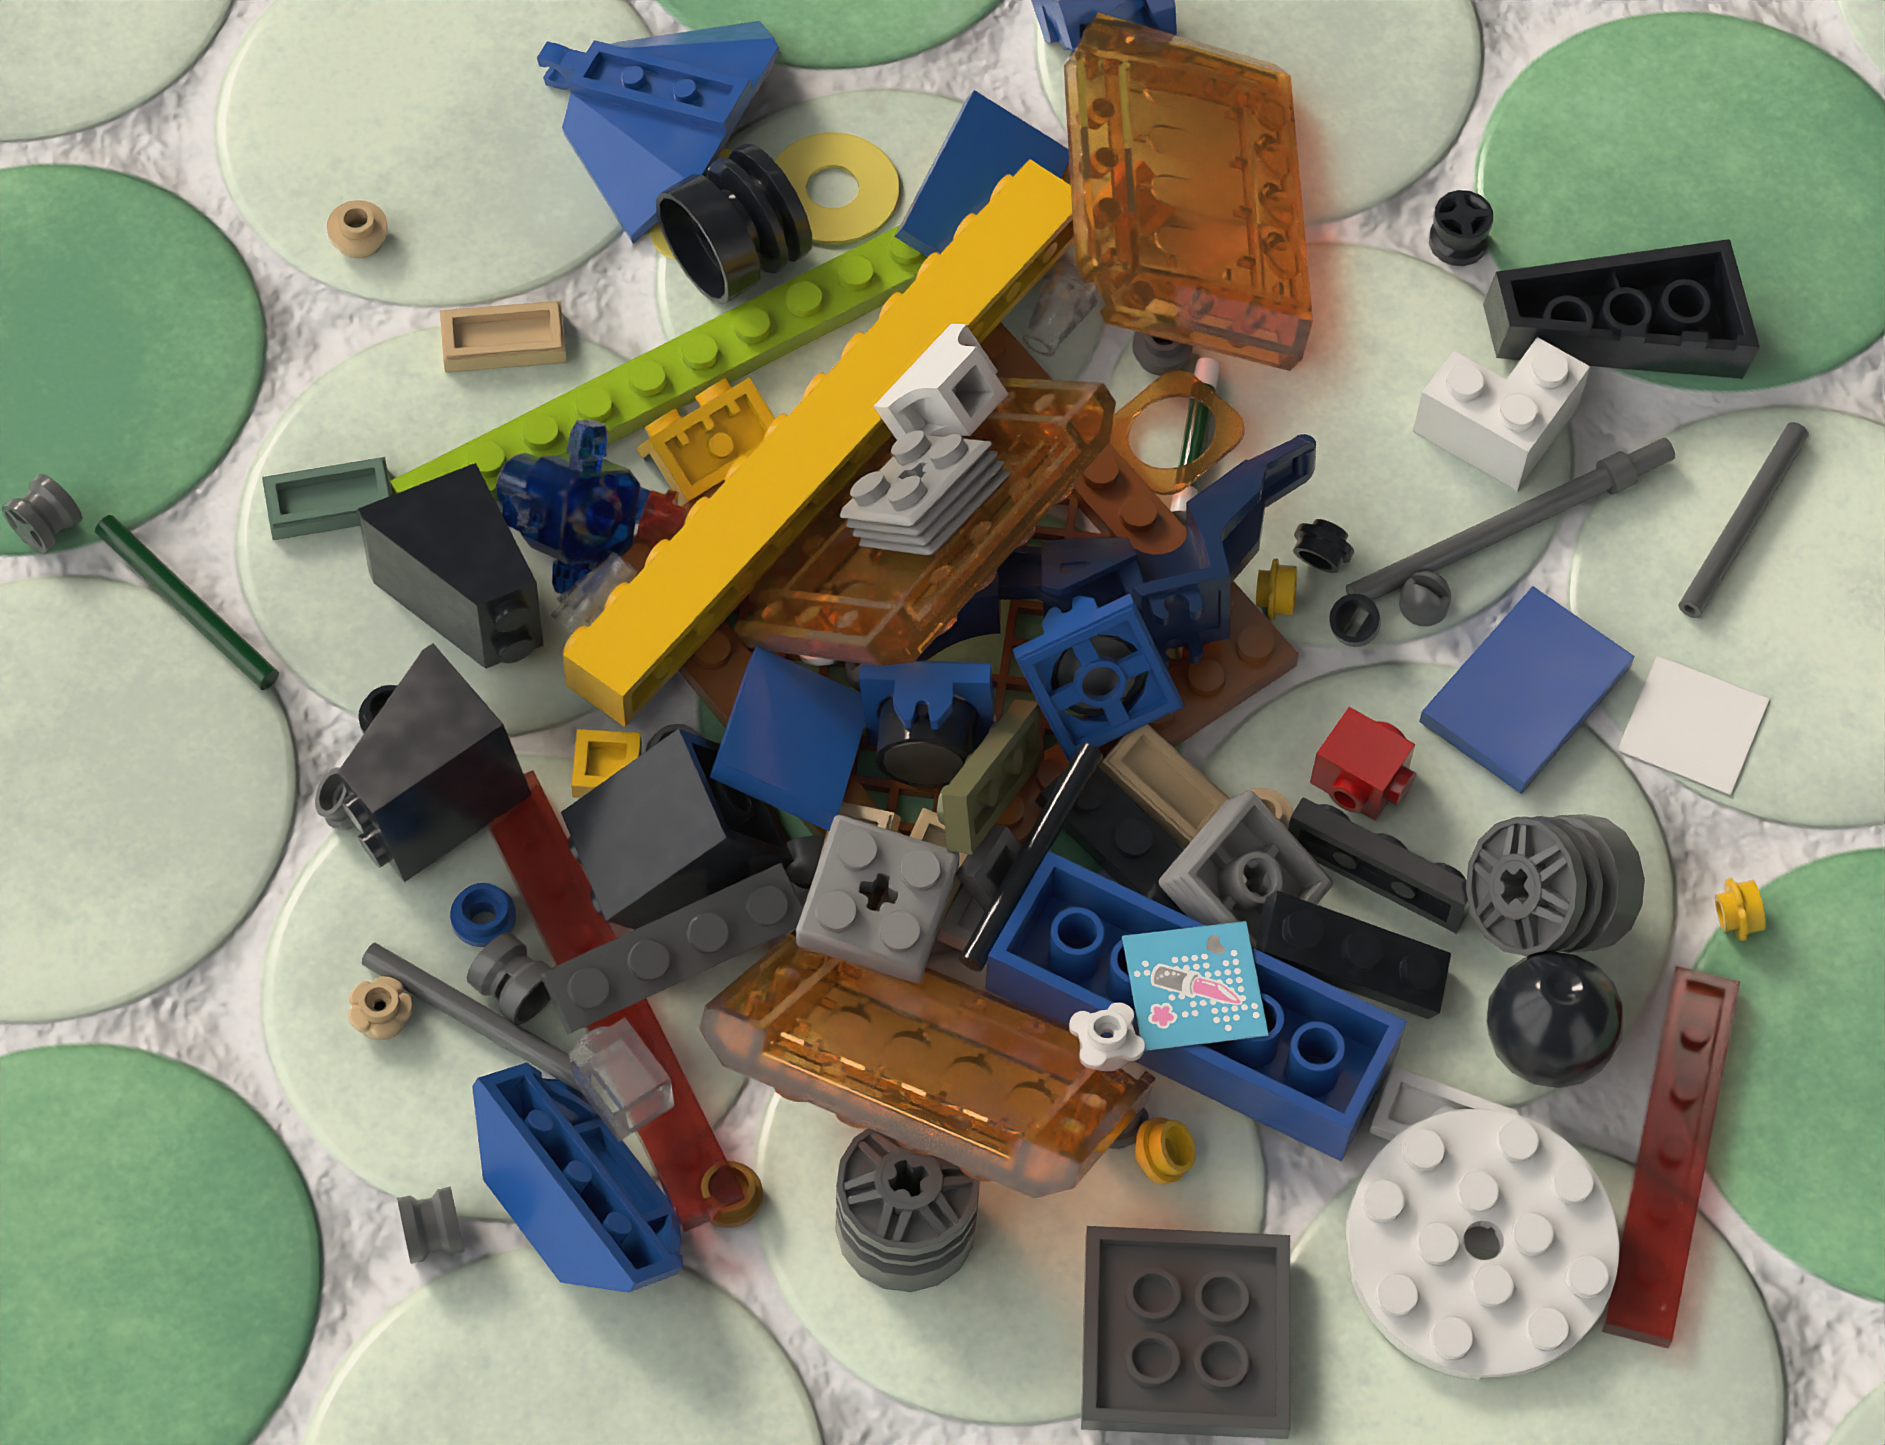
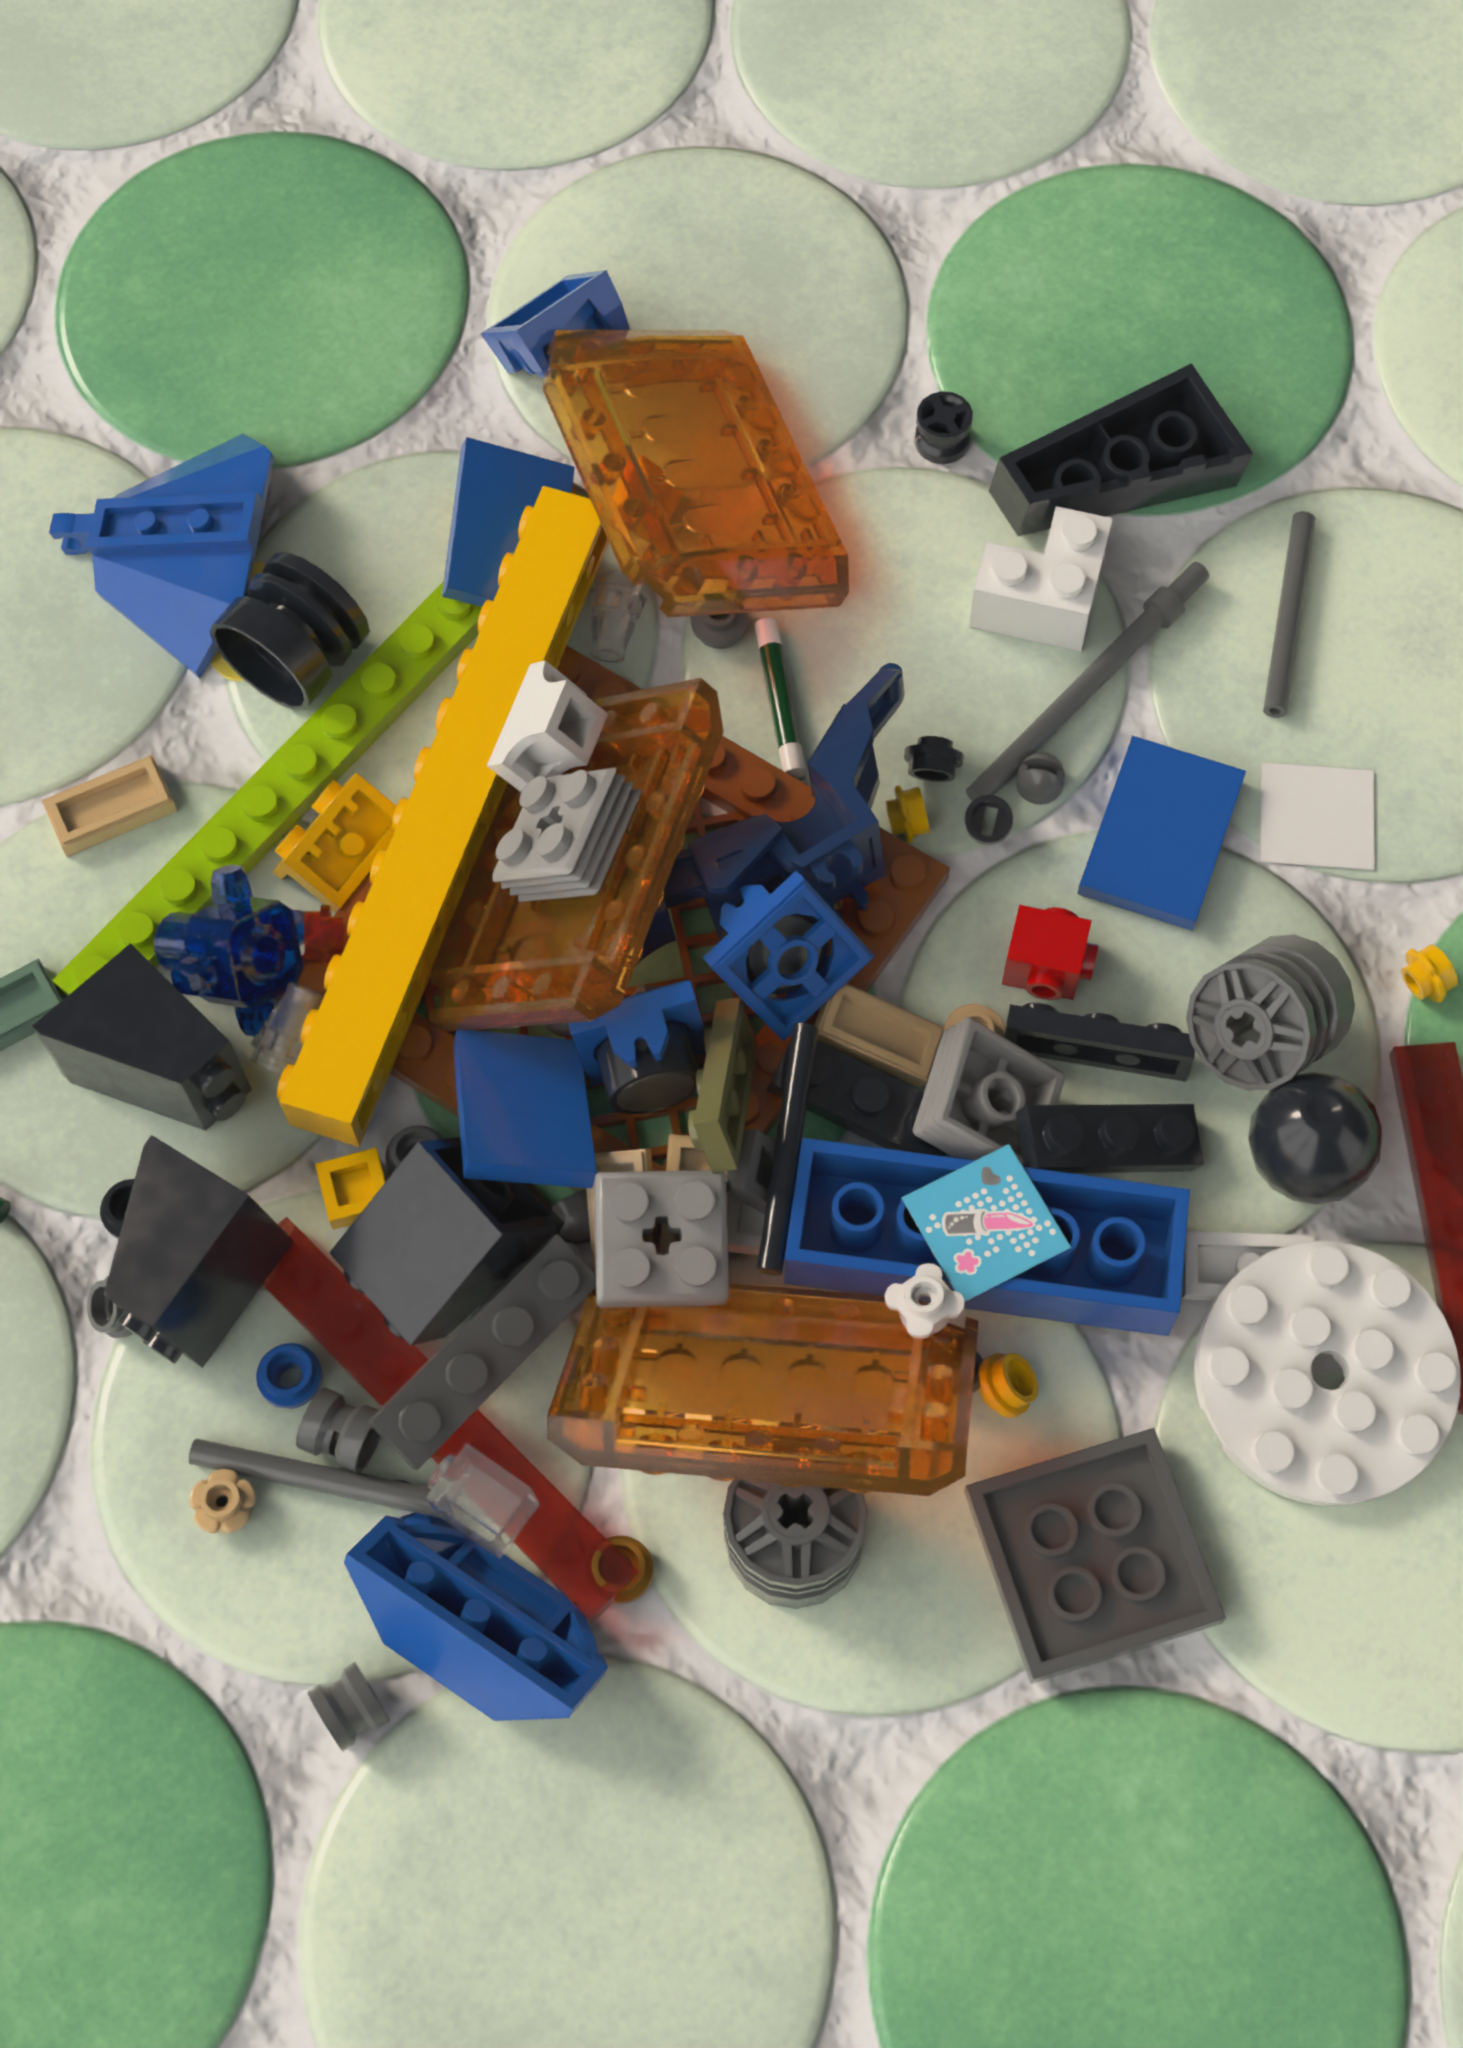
camera: 15 degrees left, 5 degrees up
(860, 158) = (391, 537): light yellow gear -> none
(1228, 432) = (811, 687): clear orange piece -> none

